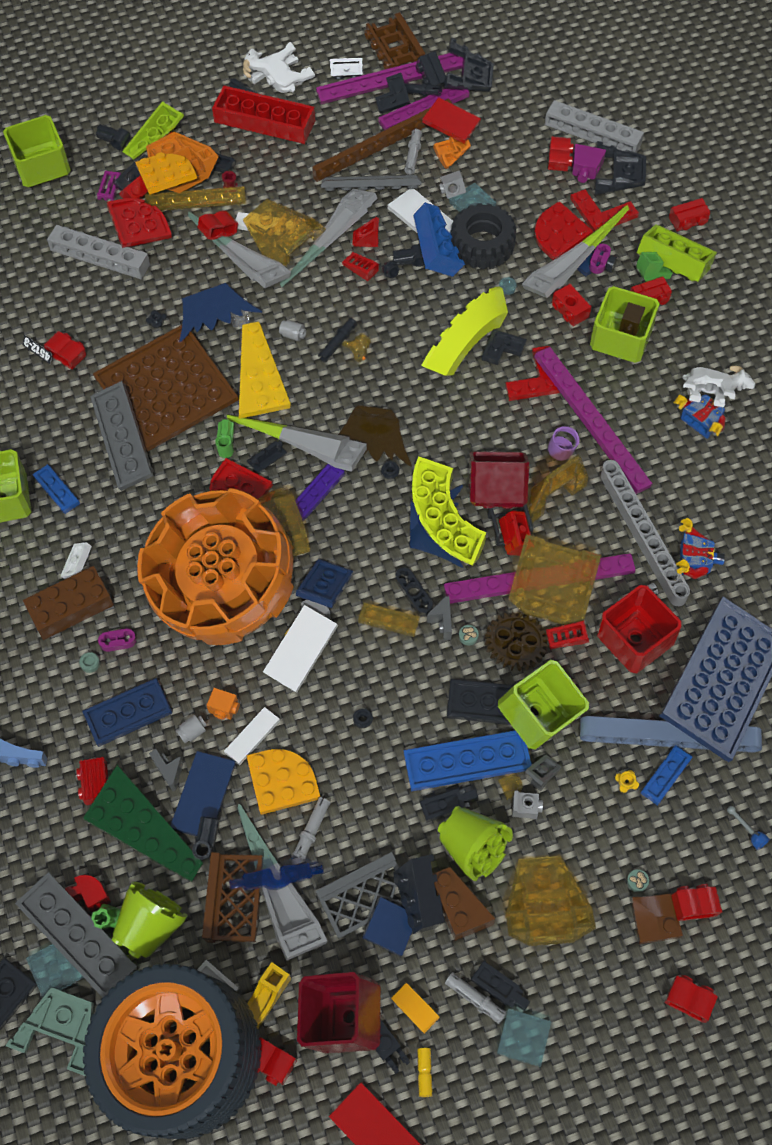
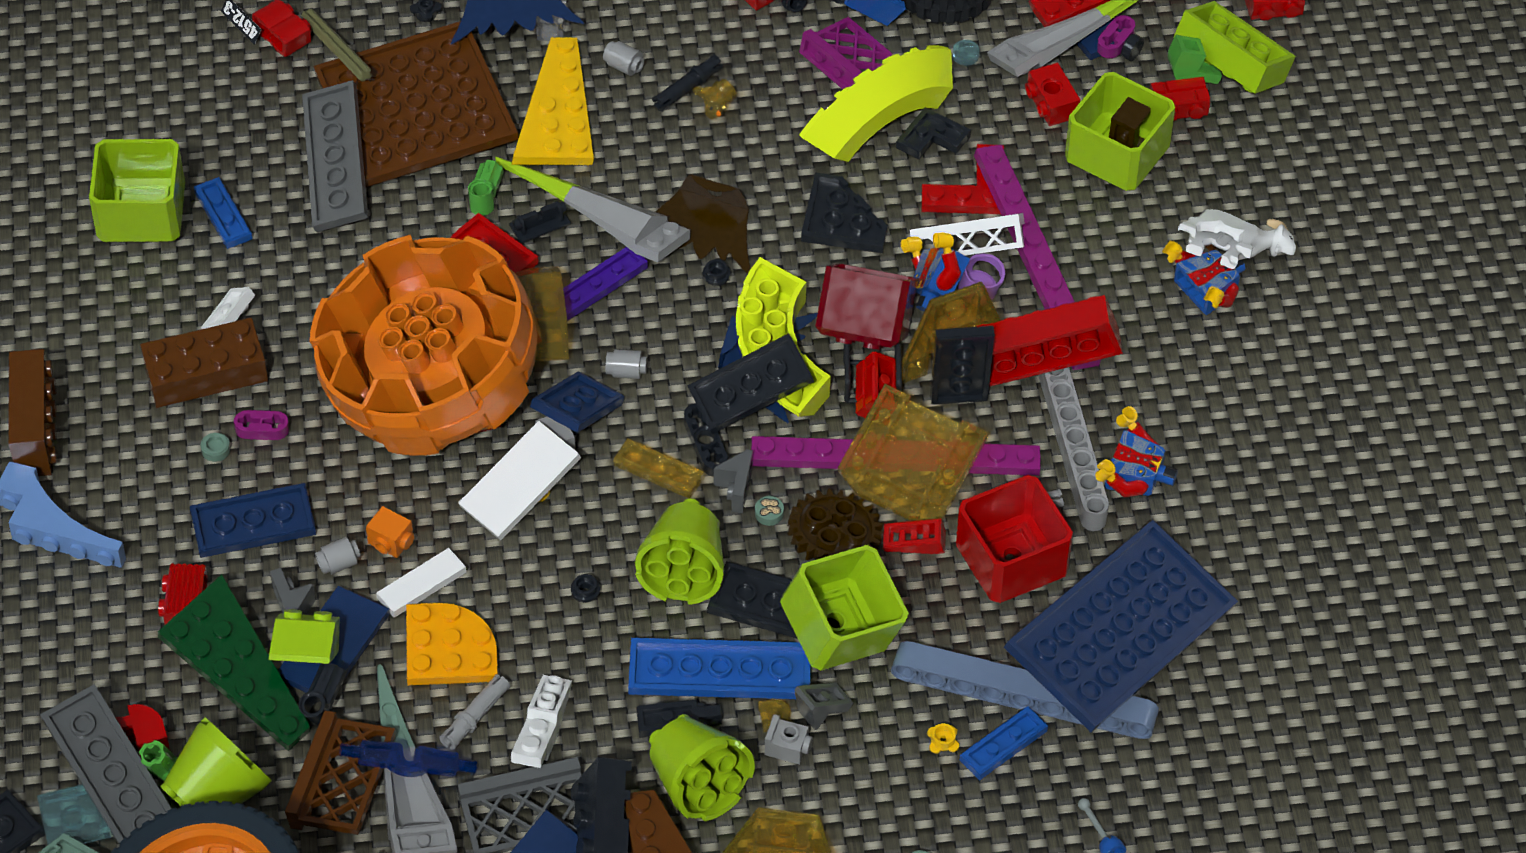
camera: 10 degrees right, 10 degrees down
(104, 356) = (337, 45): none -> olive axle
(185, 802) = (305, 637): none -> lime slope
(348, 547) = (626, 364): none -> light grey brick
(359, 828) = (542, 722): none -> white slope
(424, 683) = (682, 554): none -> lime cone
(430, 311) = (828, 57): none -> magenta fence
(436, 549) = (750, 383): none -> black tile
(460, 415) = (841, 217): none -> black plate
(534, 442) = (936, 268): none -> torso
(543, 409) = (978, 225): none -> white fence
(572, 510) = (962, 365): none -> black tile
(612, 486) = (1053, 339): none -> red brick

